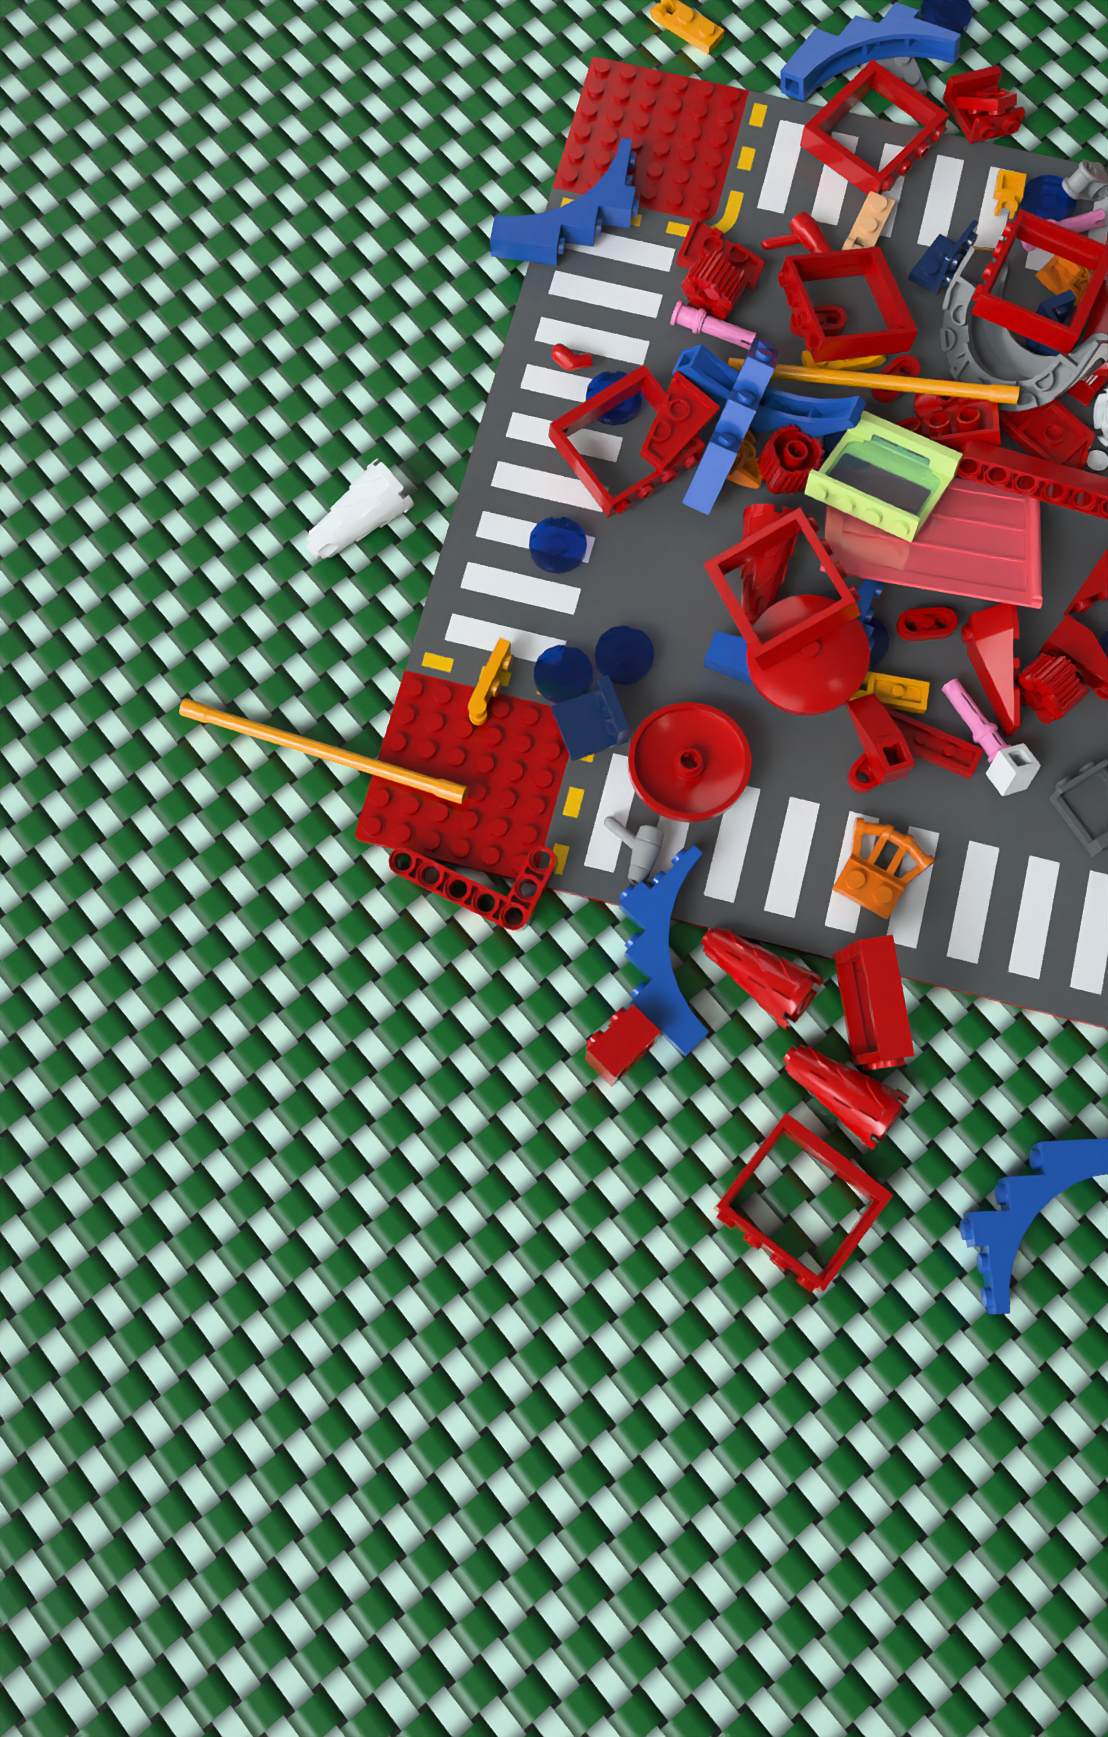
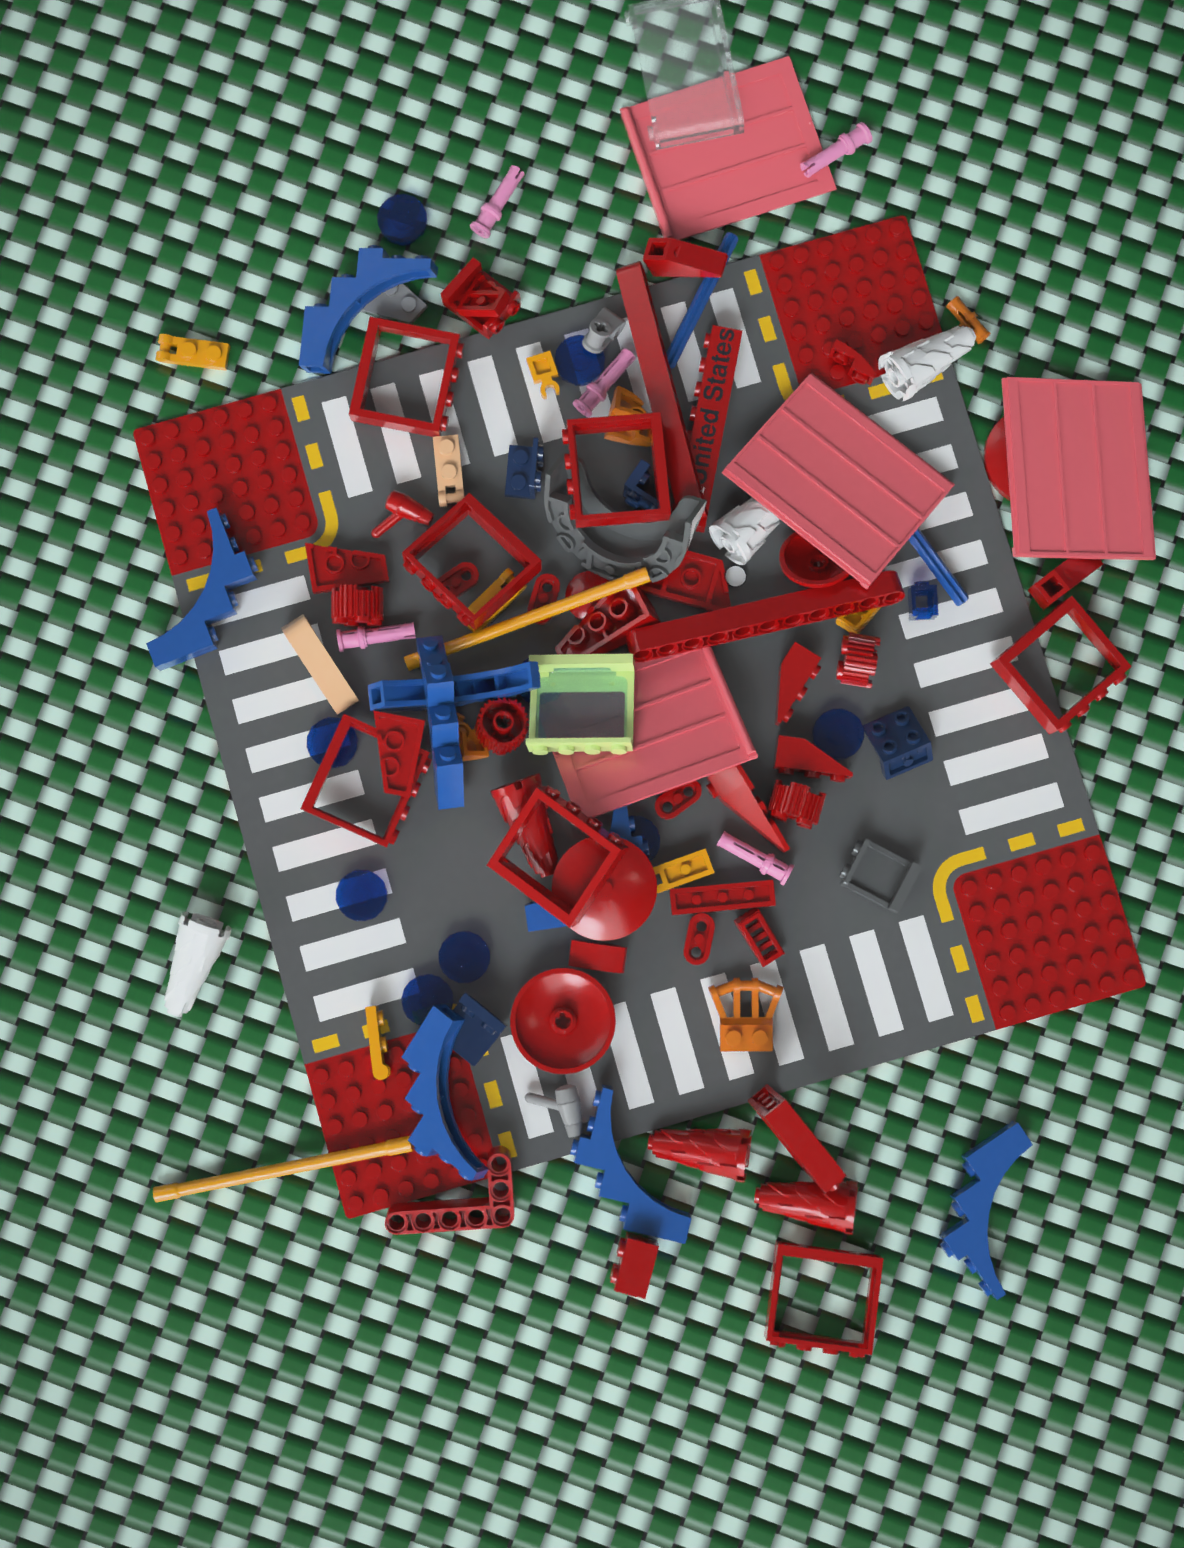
camera: 30 degrees left, 10 degrees up
(534, 722) = (429, 1096): none -> blue arch
(570, 361) = (276, 731): red arm -> none
(646, 315) = (319, 664): none -> light nougat beam
(761, 724) = (597, 956): none -> red slope
(880, 739) = (692, 921): red slope -> none
(947, 787) = (746, 918): none -> red slope
(1013, 769) = (803, 885): white brick -> none
(1035, 44) = (492, 211): none -> bright pink pin

